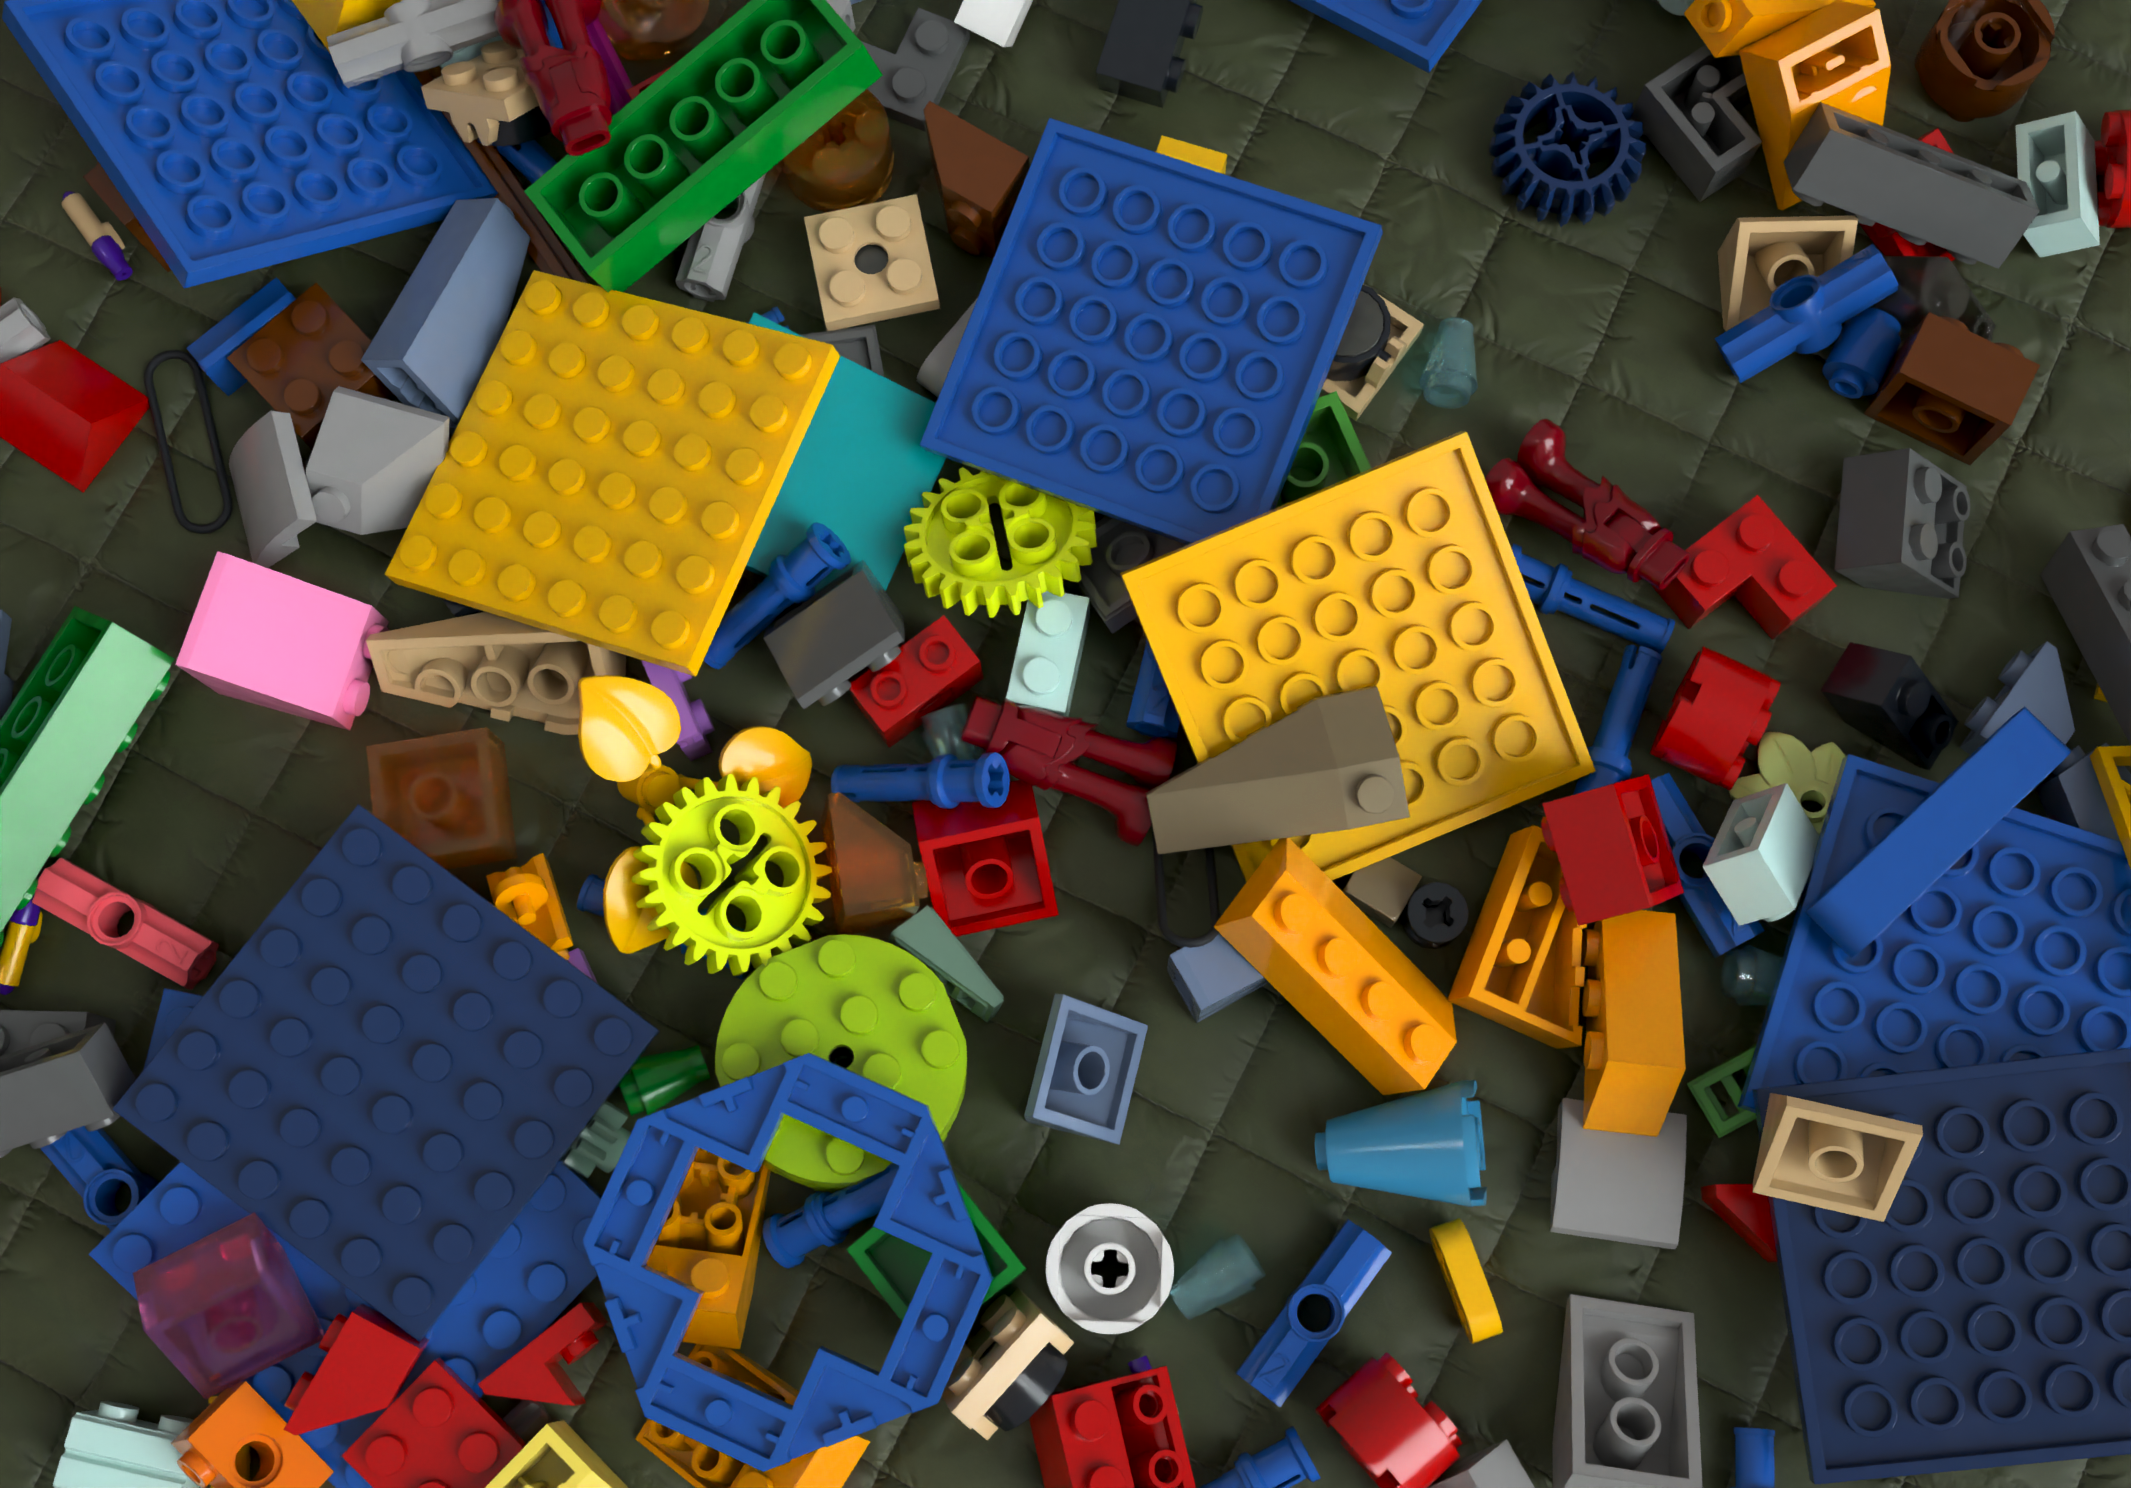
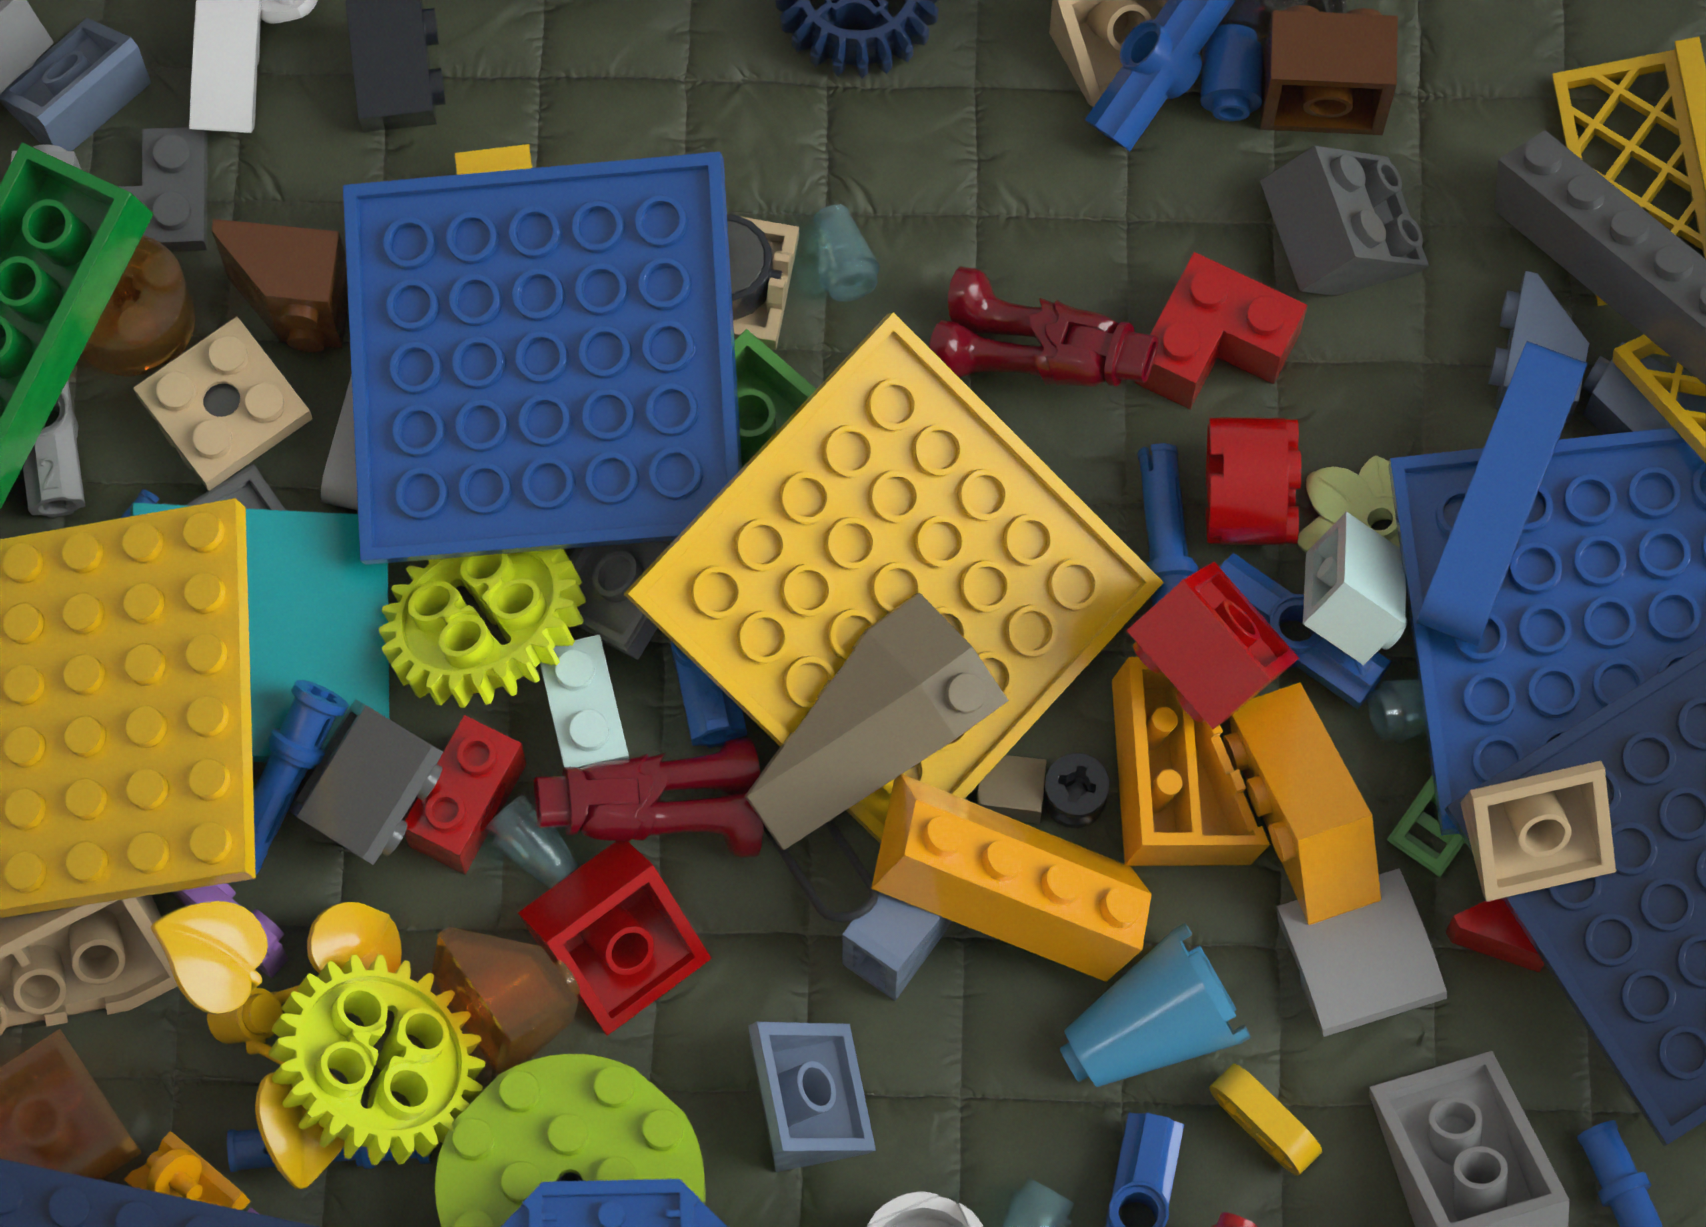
camera: 30 degrees left, 5 degrees down
(939, 949) = (610, 1037): sand green slope -> none
(942, 781) = (540, 876): blue pin -> none
(1649, 631) = (1154, 425): blue pin -> none
(1891, 703) = (1410, 394): black slope -> none

